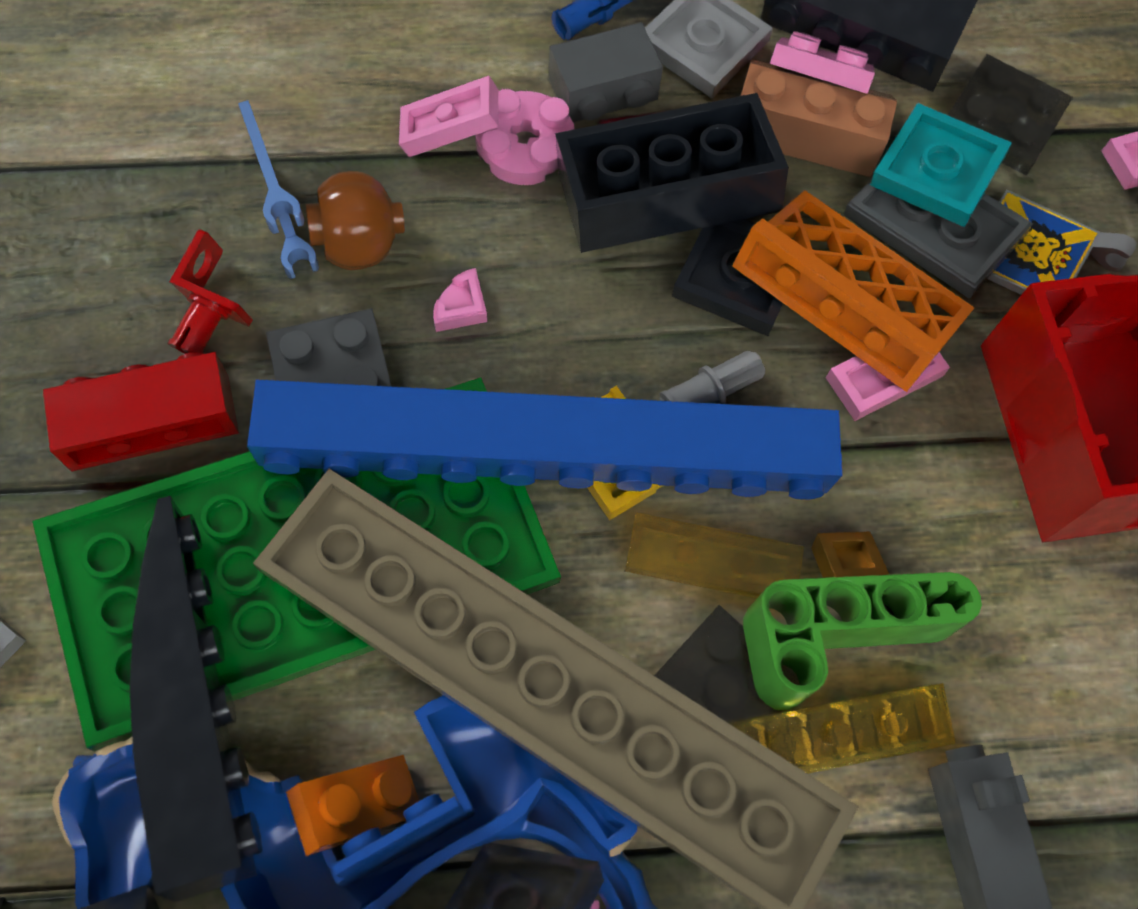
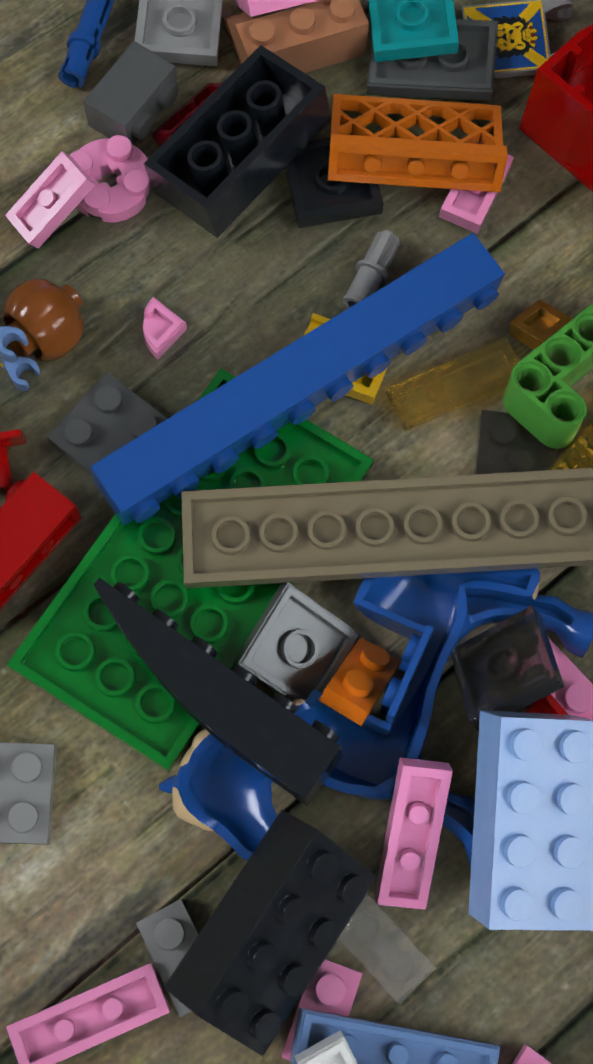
camera: 35 degrees left, 5 degrees up
(323, 714) = (296, 645): none -> dark grey tile

